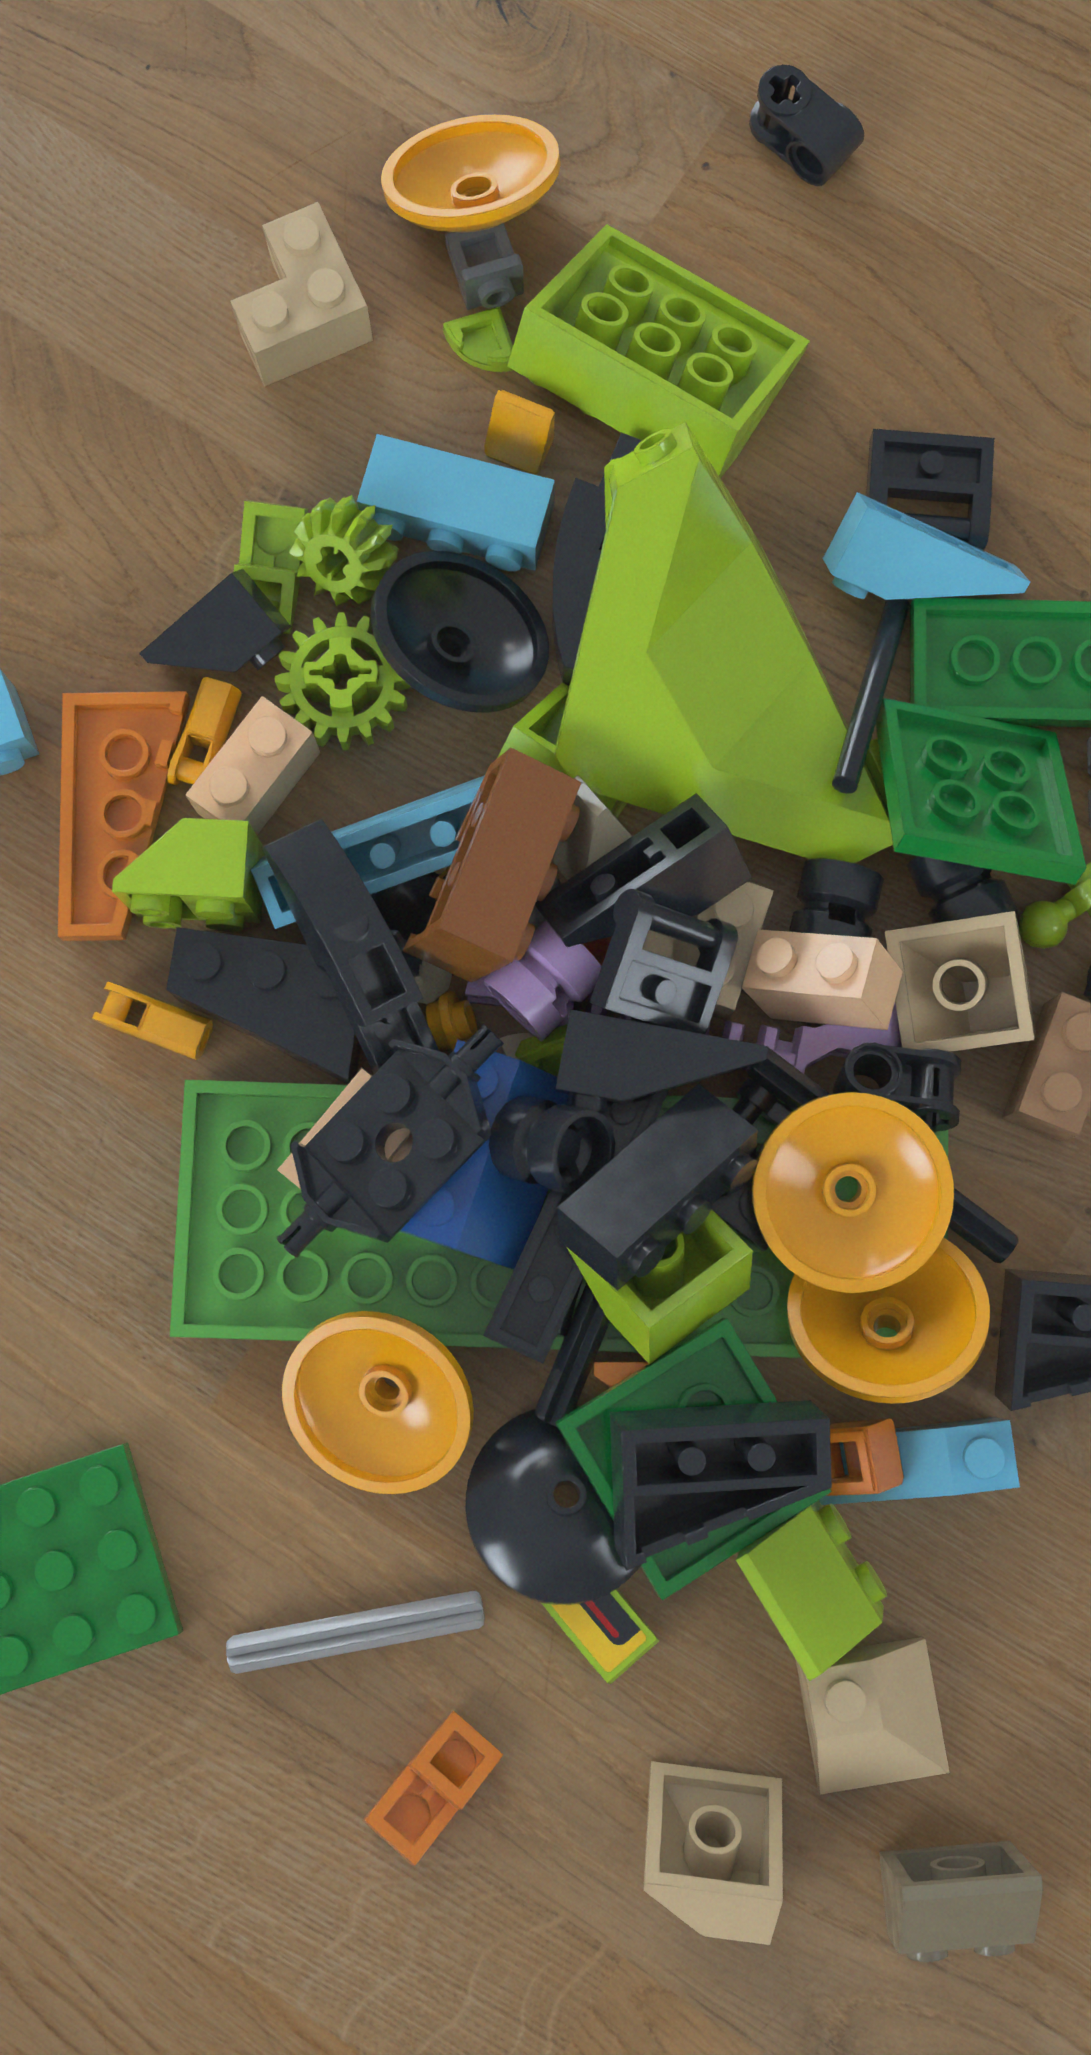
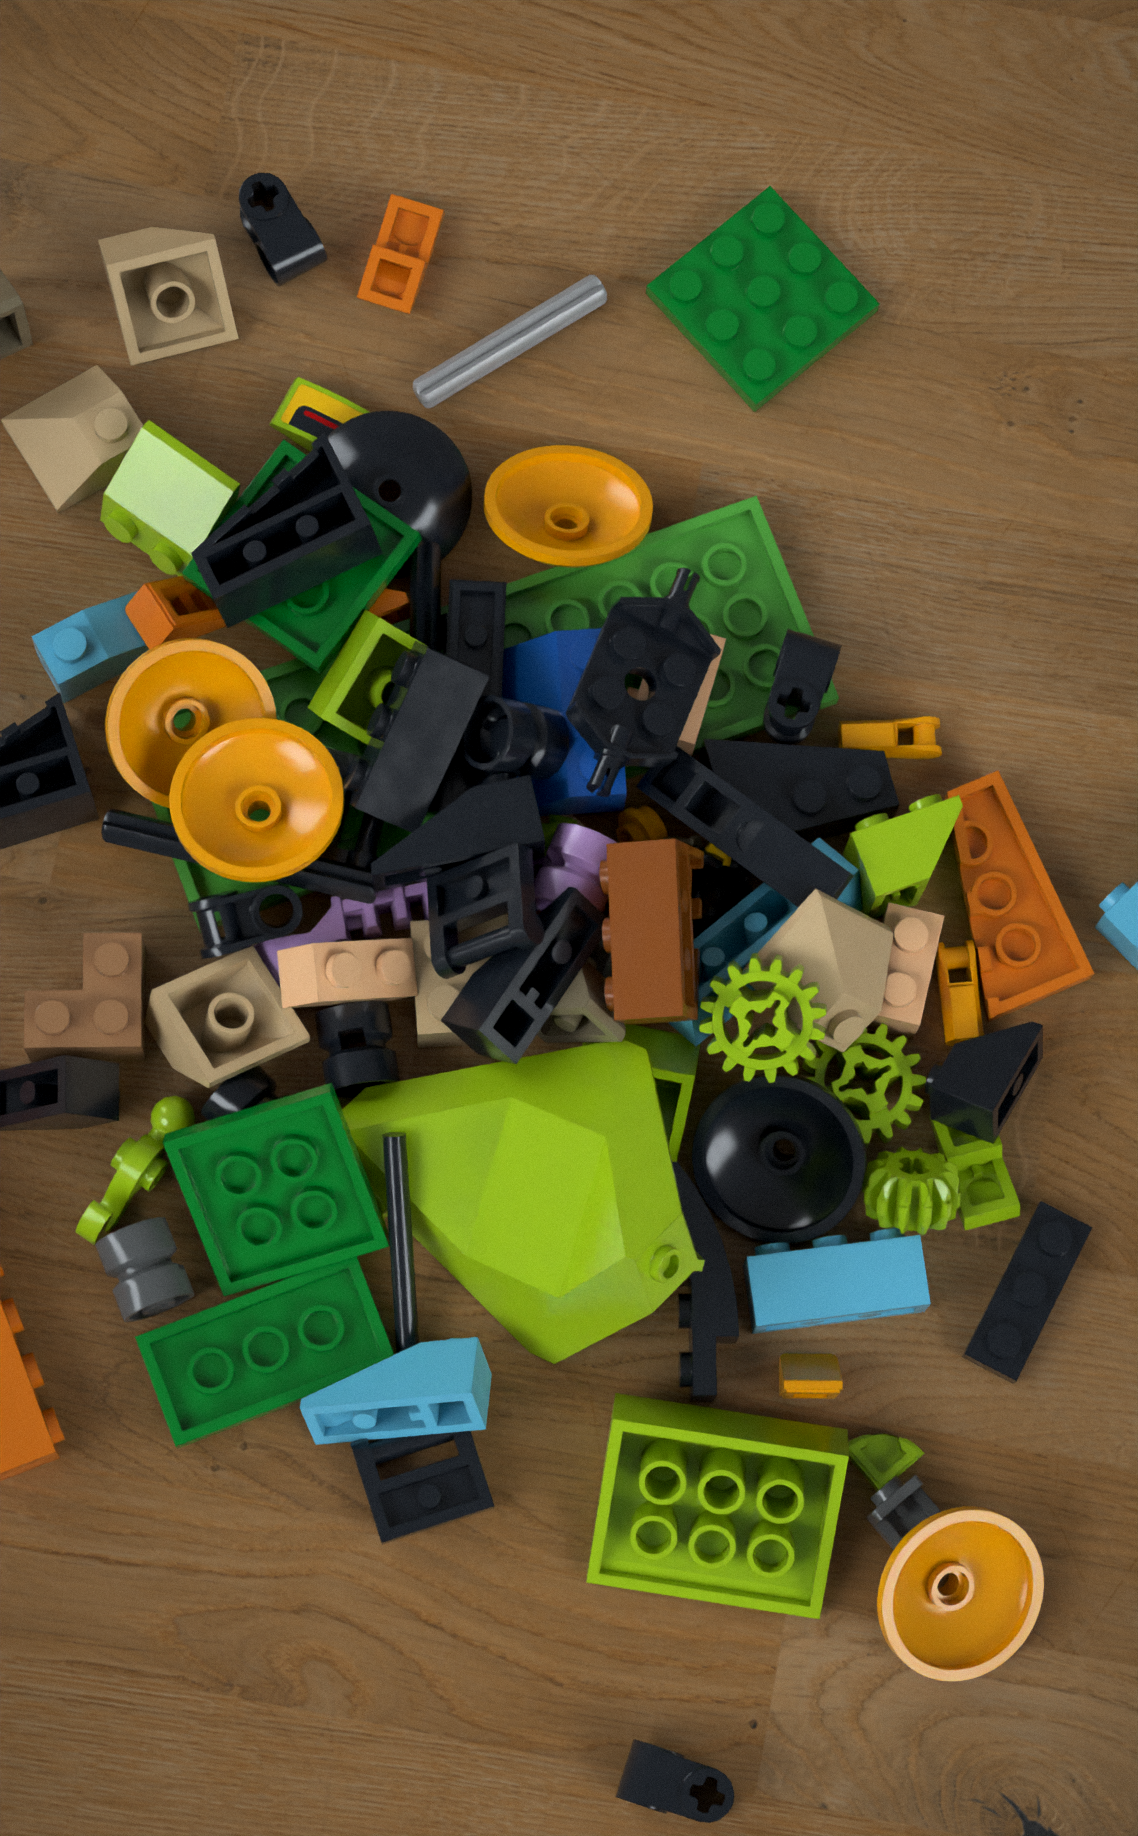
camera: 150 degrees right, 5 degrees down
(211, 1108) = (800, 681): none -> black piece
(275, 432) = (1027, 1292): none -> black plate
(313, 306) = (1042, 1420): tan brick -> none
(334, 771) = (843, 954): none -> tan slope
(422, 737) = (784, 1032): none -> lime gear
(558, 1867) = (282, 235): none -> black piece

